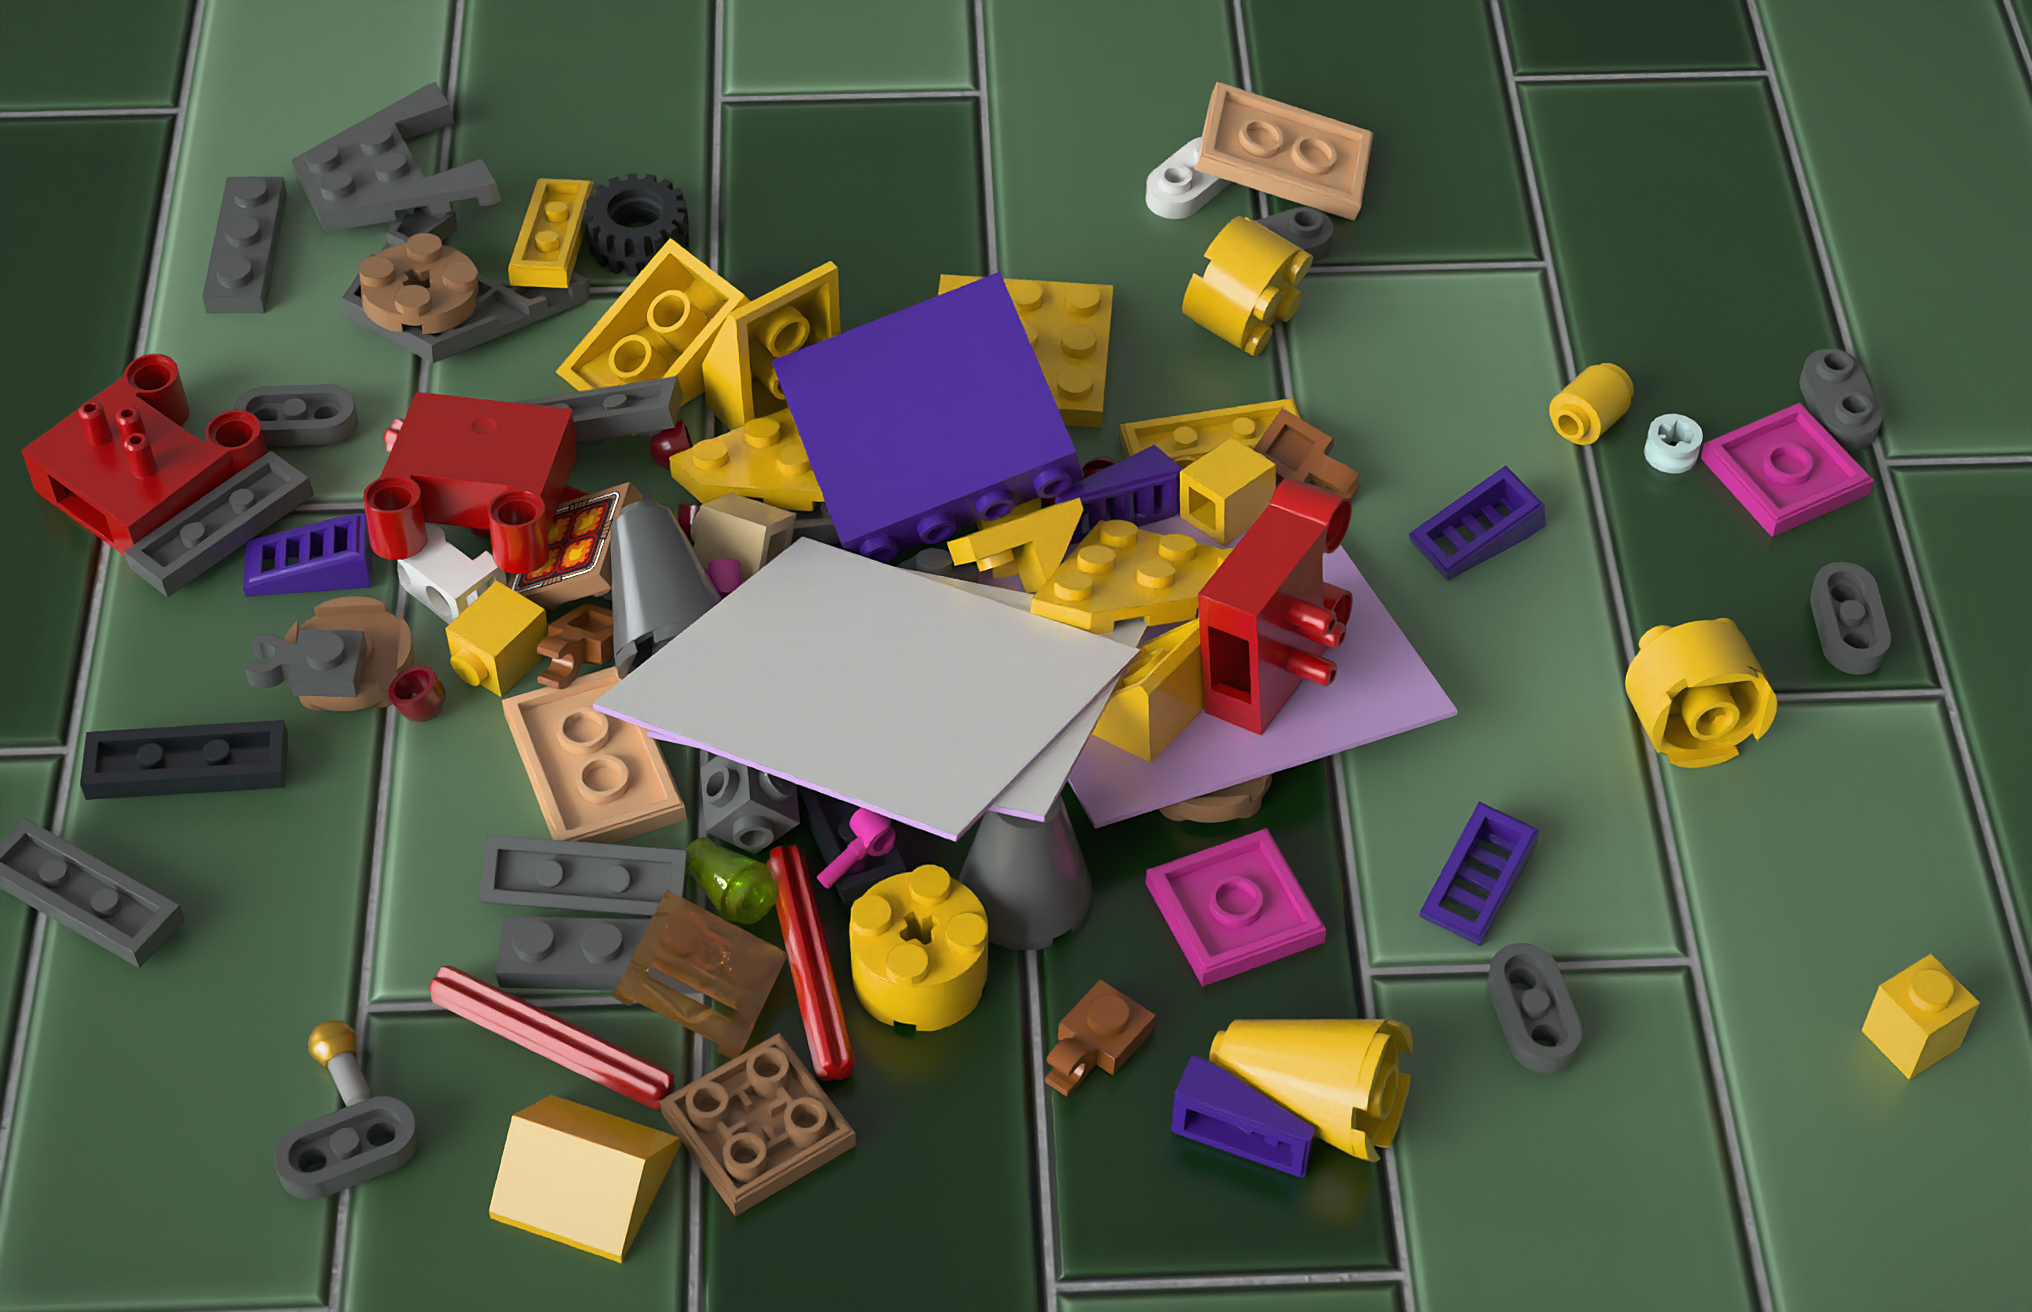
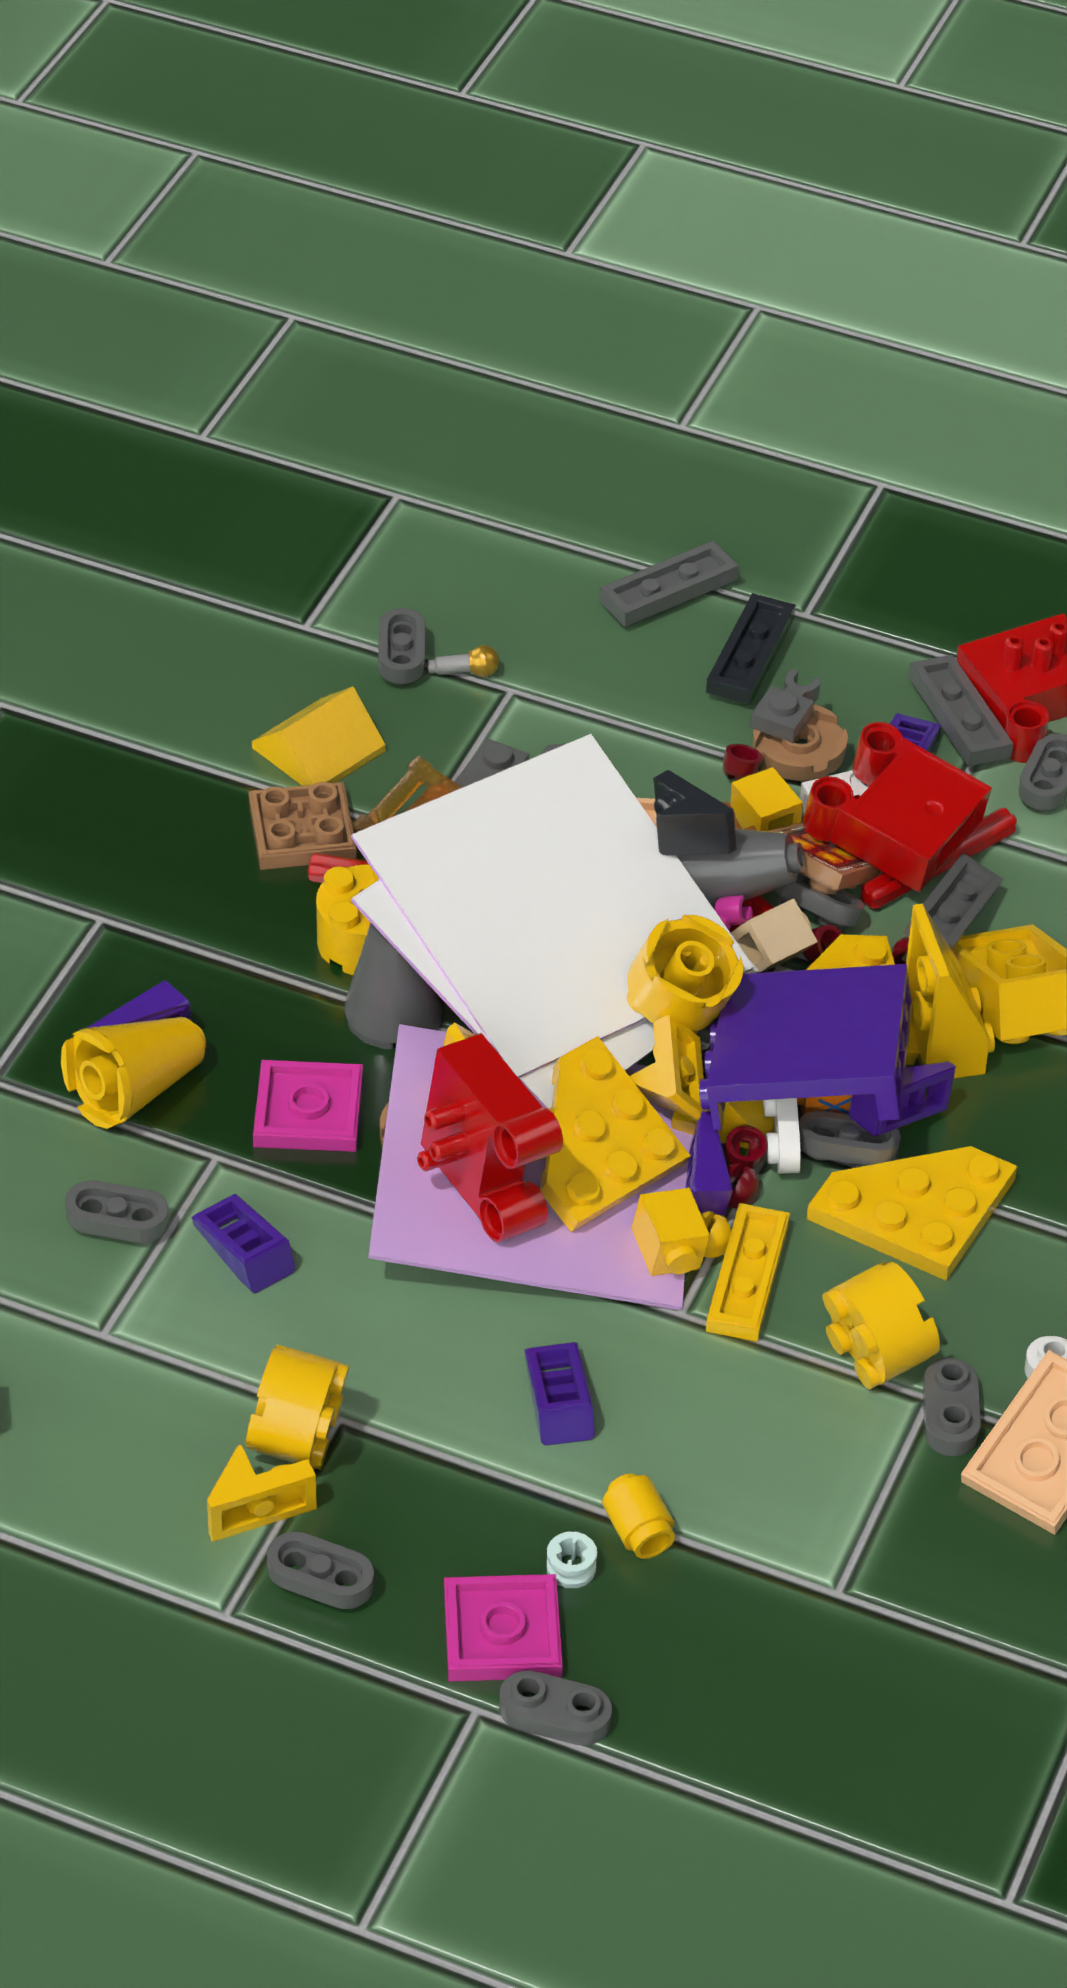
camera: 115 degrees right, 5 degrees down
(552, 1037) = (433, 749): axle -> none
(665, 579) = (691, 819): none -> black slope
(906, 536) = (684, 972): none -> yellow brick
(1100, 1032) = (253, 999): dark orange plate -> none
(1303, 454) = (682, 1292): dark orange plate -> none
(1819, 704) = (251, 1500): none -> yellow slope

